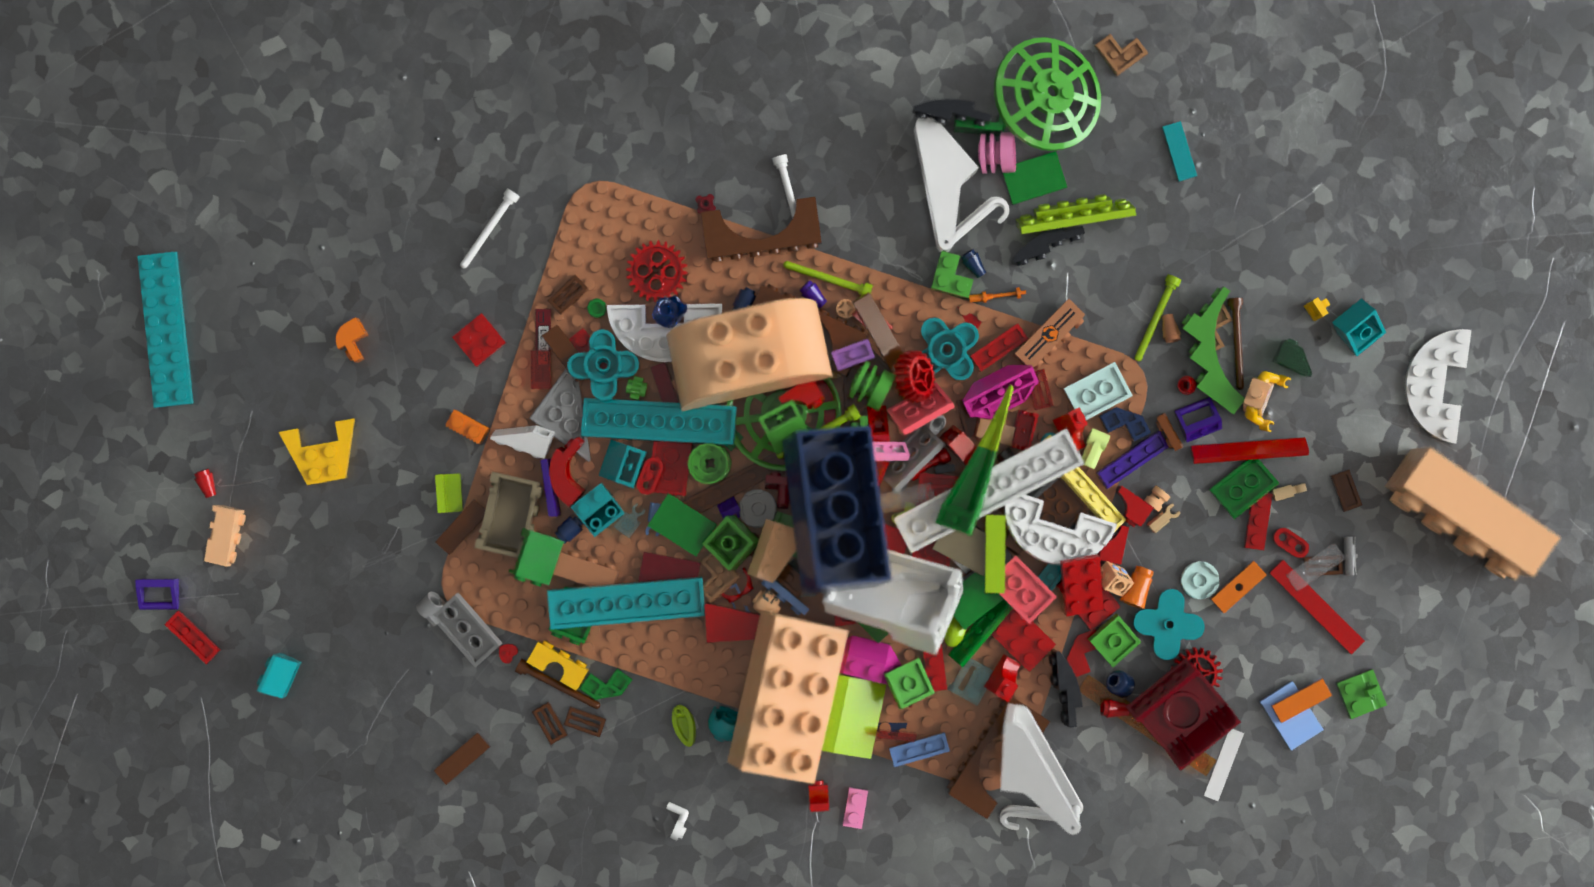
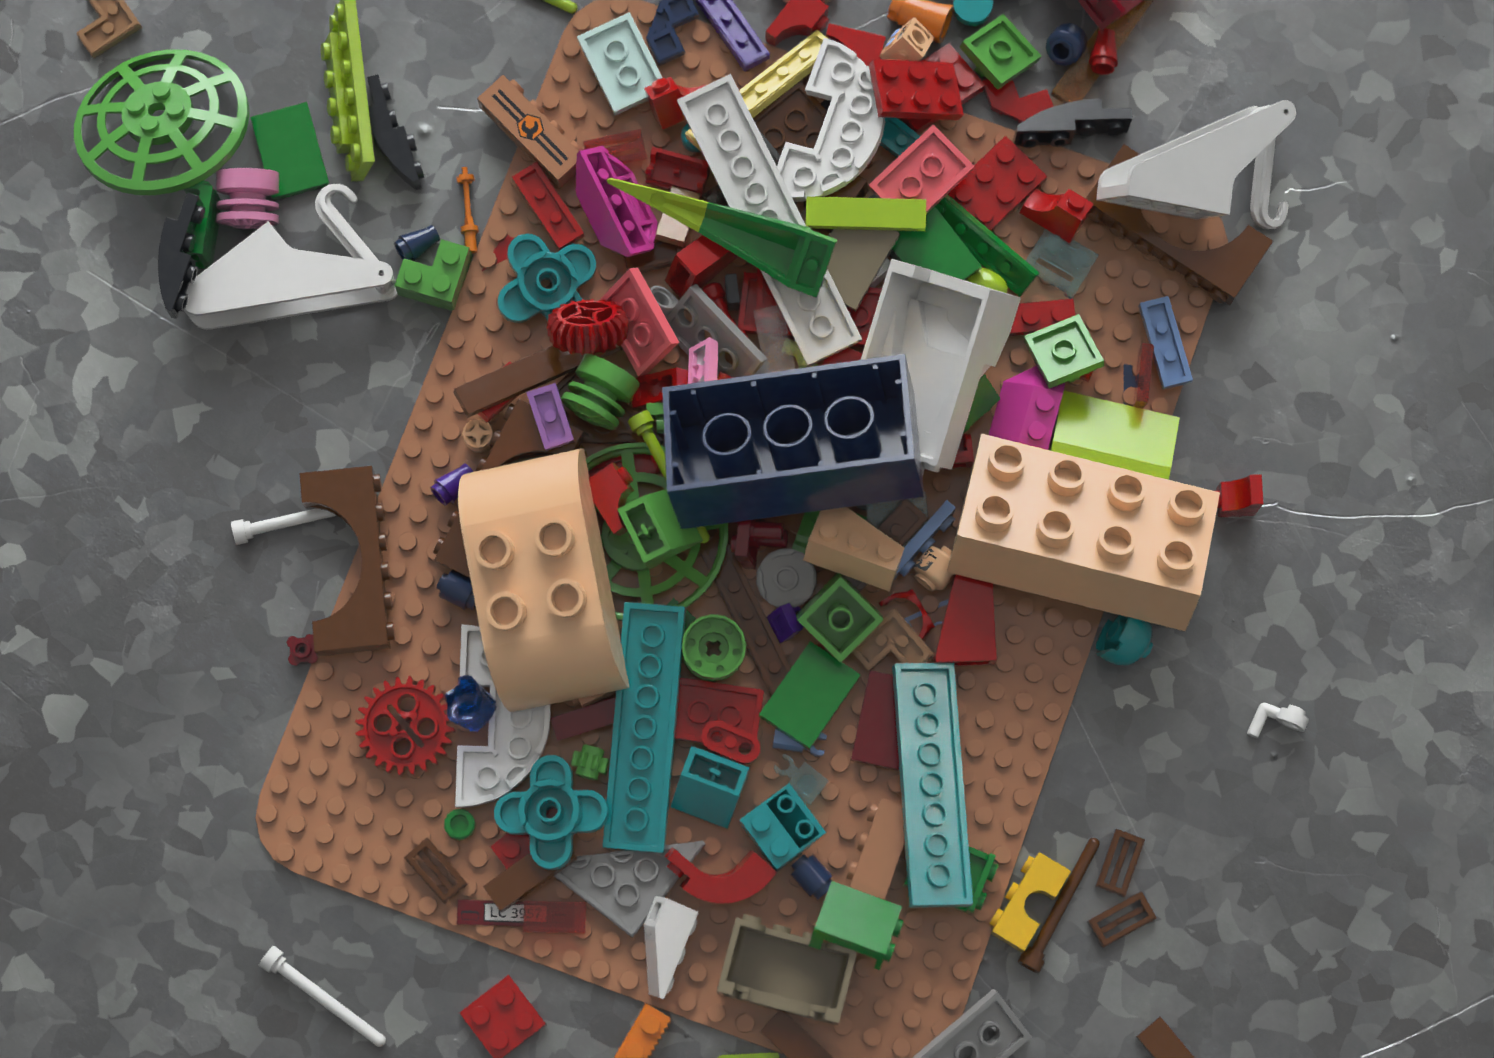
camera: 90 degrees left, 10 degrees down
(507, 652) = (1008, 985): red piece -> none
(551, 498) = (750, 904): dark purple tile -> none
(598, 689) = (1065, 815): green tile -> none
(684, 725) = (1125, 705): lime arm -> none
(855, 807) = (1255, 445): bright pink piece -> none
(861, 289) = (448, 409): lime piece -> none
(1096, 443) = (700, 68): yellowish green piece -> none

